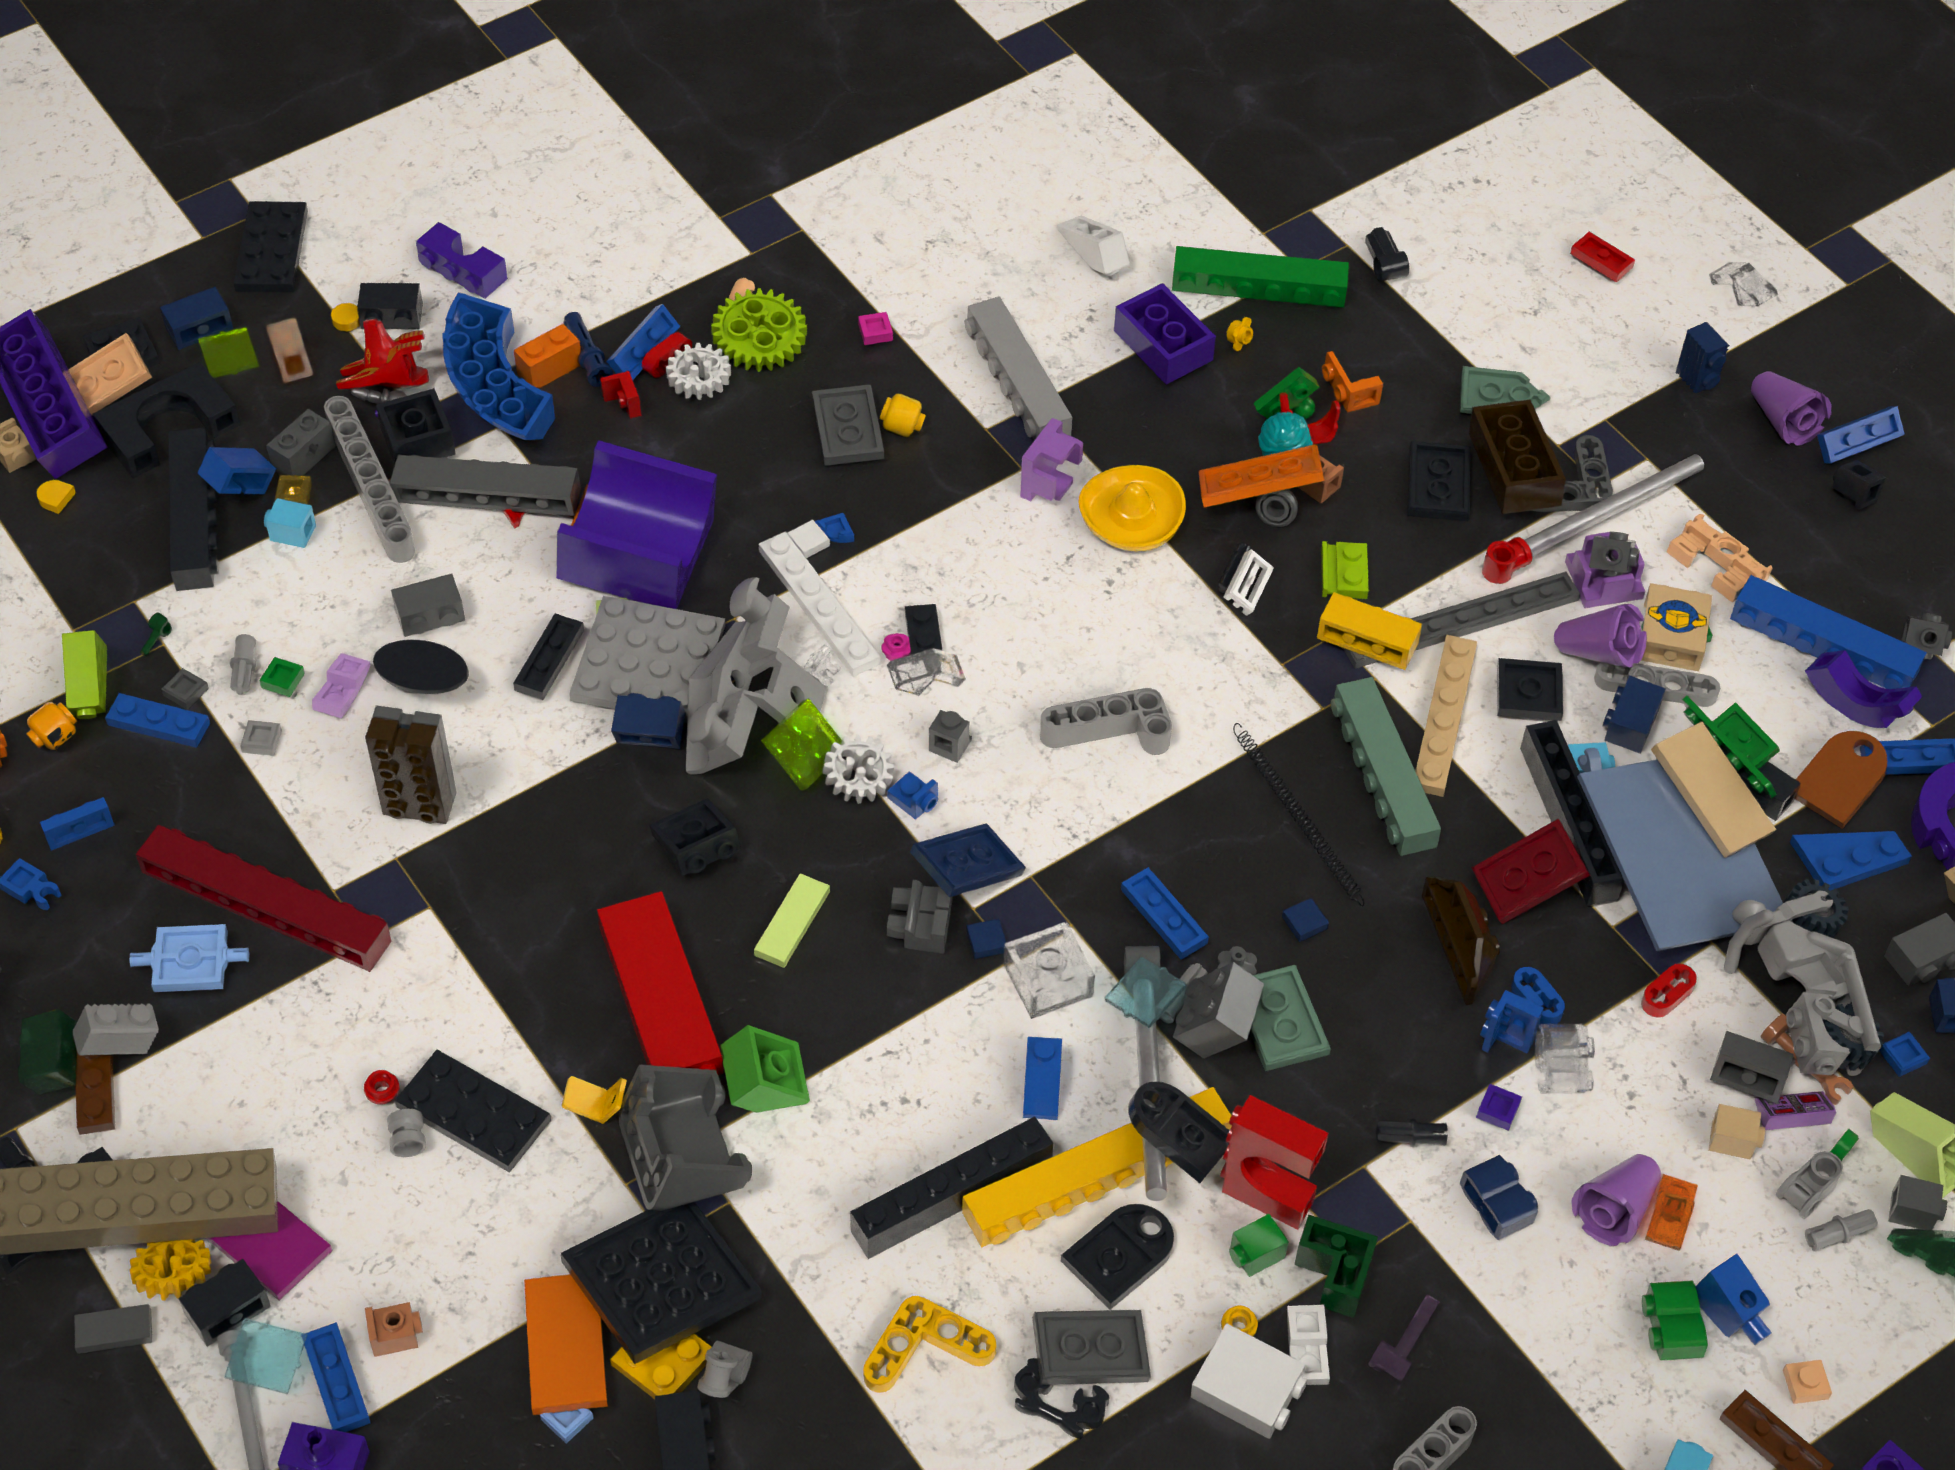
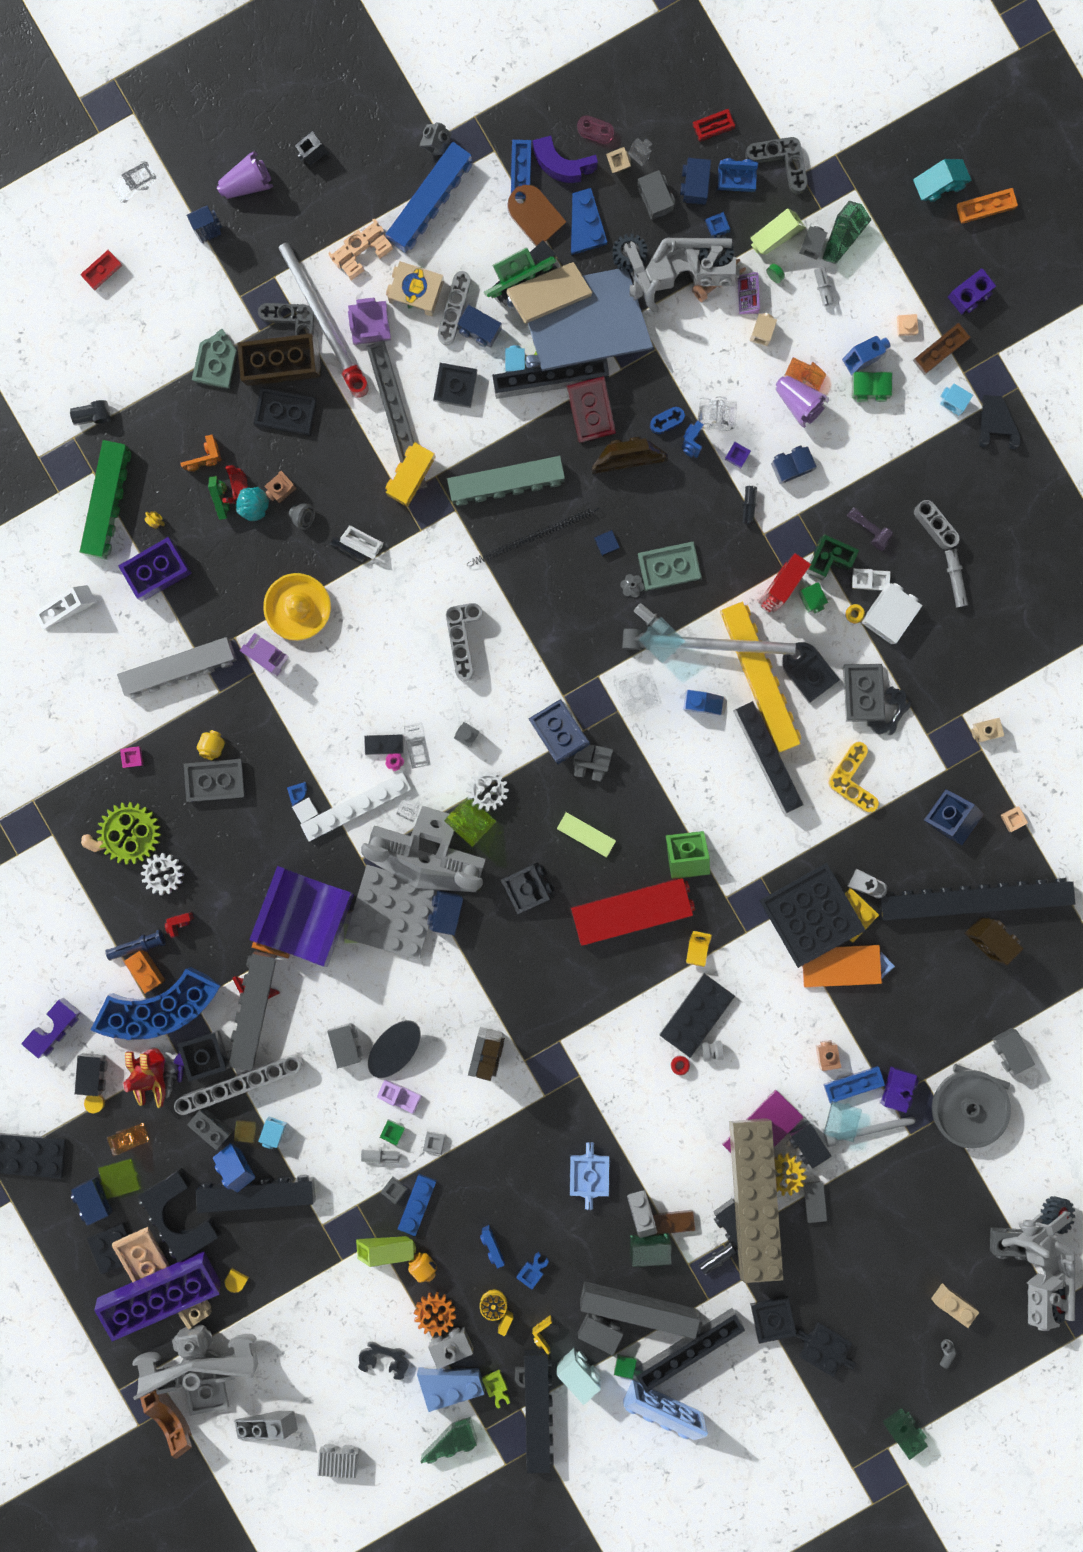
camera: 85 degrees left, 35 degrees up
(160, 627) = (346, 1206): dark green hand -> none
(264, 897) = (552, 1136): dark red brick -> none
(548, 656) = (388, 971): black plate -> none
(649, 333) = (135, 908): blue plate -> none
(657, 358) = (146, 894): red beam -> none
(677, 1138) = (733, 902): dark grey windscreen -> none
(914, 795) = (504, 759): blue bracket -> none
(986, 938) = (606, 725): dark blue tile -> none
(1164, 913) = (598, 622): blue plate -> none
(1178, 1128) = (756, 630): black tile -> none
(1218, 1010) = (675, 600): dark grey brick -> none
(1260, 475) = (285, 523): orange tile -> none
(1345, 569) = (353, 481): lime plate -> none
(1445, 714) = (467, 438): tan plate -> none
(1603, 557) = (368, 314): dark grey brick -> none
(1605, 636) = (429, 333): medium lavender cone -> none
(1663, 985) = (672, 343): red beam -> none
(1752, 1067) = (725, 311): dark grey brick -> none
(1807, 1187) = (798, 297): light grey piece -> none
(1855, 696) = (478, 189): dark purple arch -> none
(1860, 434) = (270, 137): blue plate -> none

